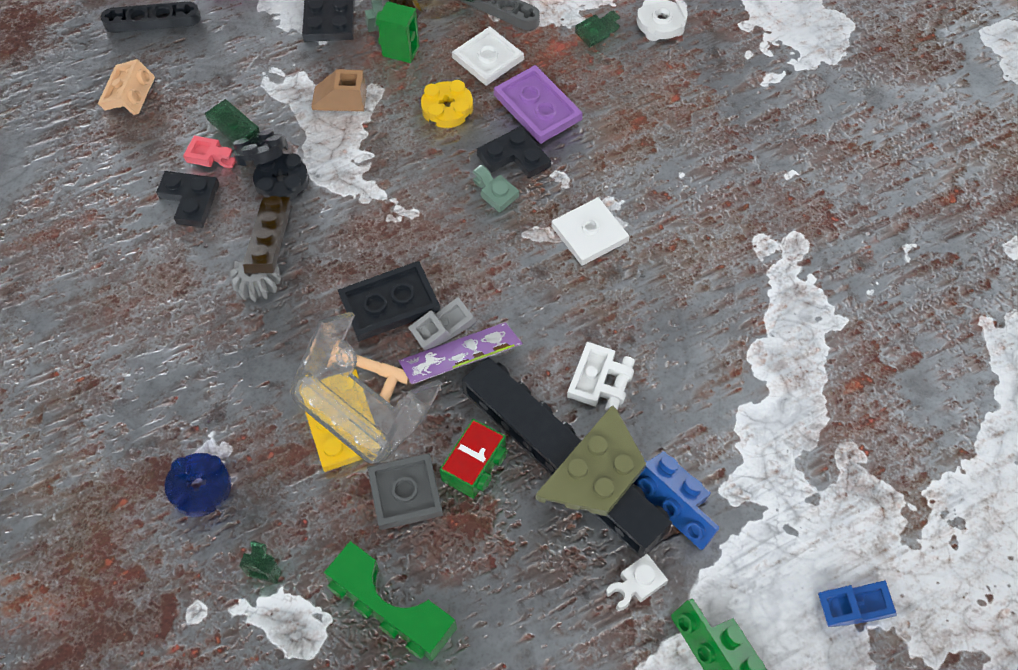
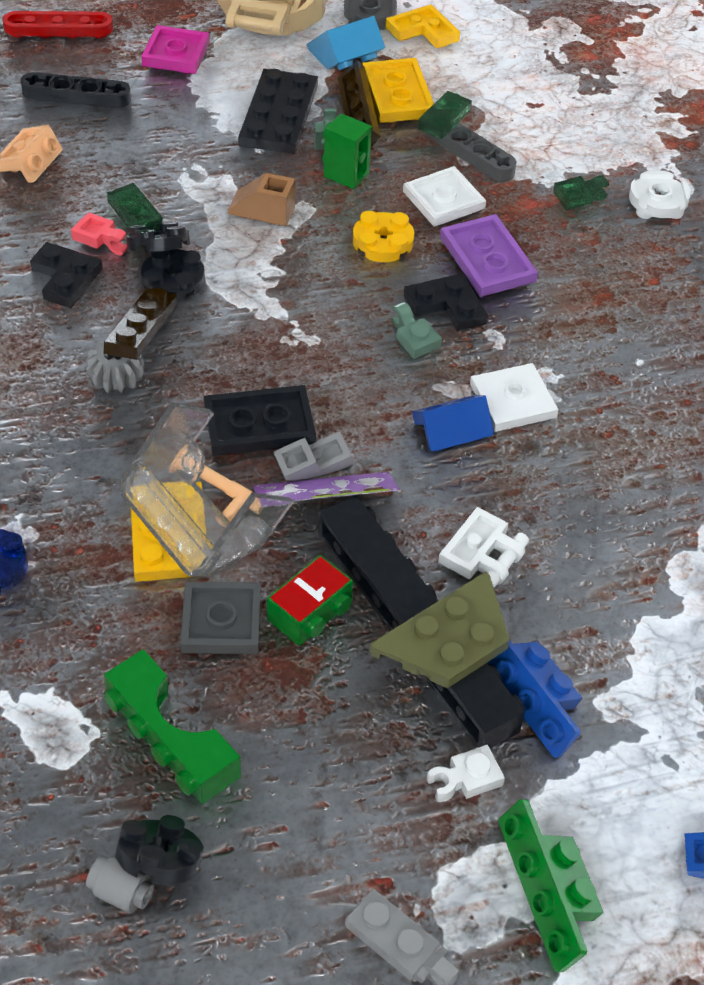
camera: 10 degrees right, 10 degrees down
(259, 564) = (32, 654): clear green plate -> none
(548, 265) = (455, 422): none -> blue panel

